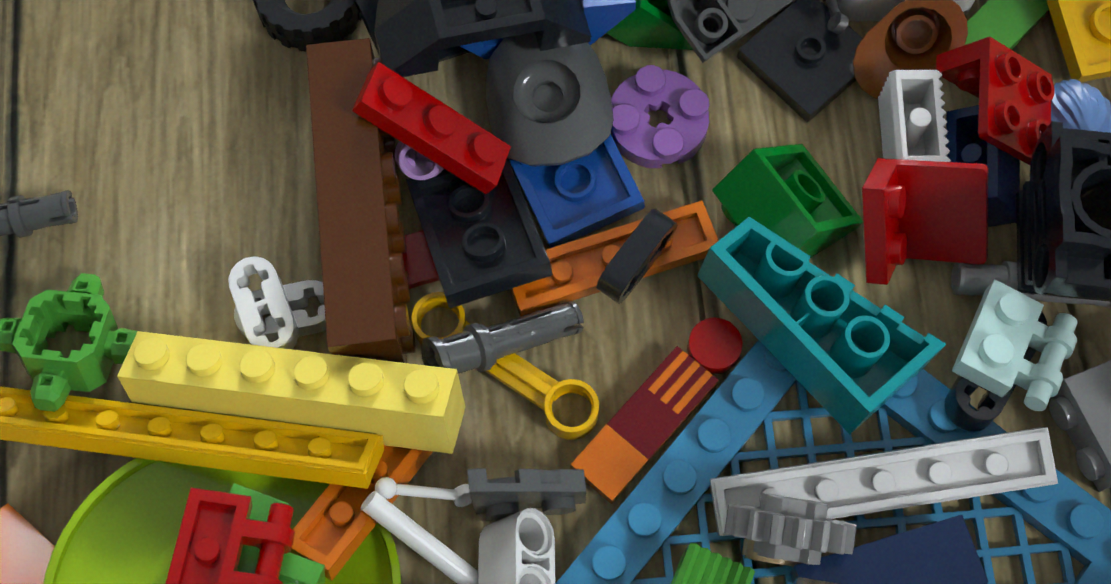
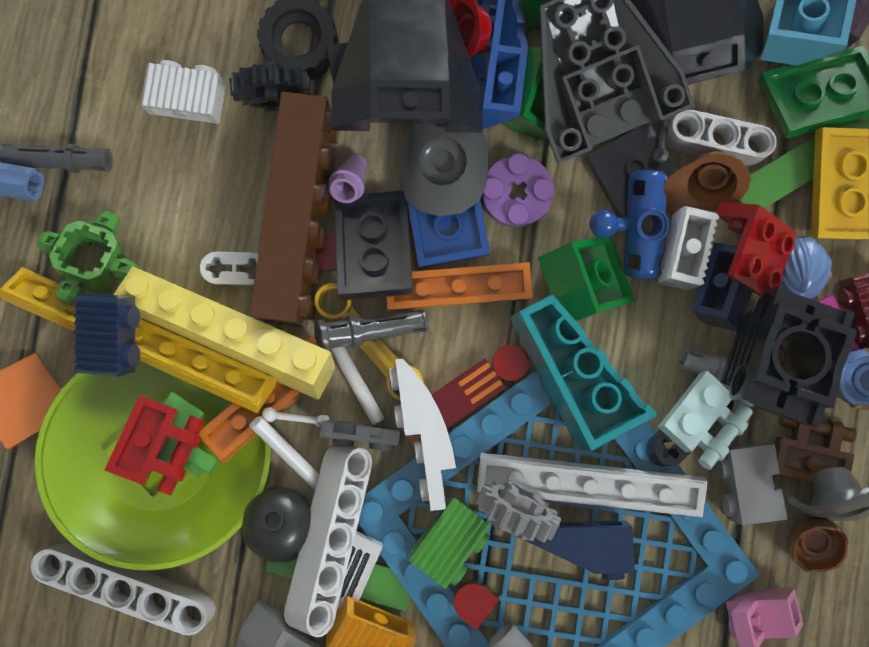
camera: 15 degrees right, 15 degrees up
(120, 424) = (106, 334): none -> dark blue brick
(163, 94) = (183, 92): none -> white brick
(275, 303) = (210, 267): white beam -> none
(277, 53) = (263, 84): none -> black gear
(431, 128) = (355, 172): red plate -> none
(501, 428) = (357, 384): none -> white bar
(612, 439) = (422, 416): none -> white slope
(636, 255) = (473, 294): black beam -> none
(842, 85) = (649, 245): none -> blue piece
(923, 214) = (673, 313): red bracket -> none

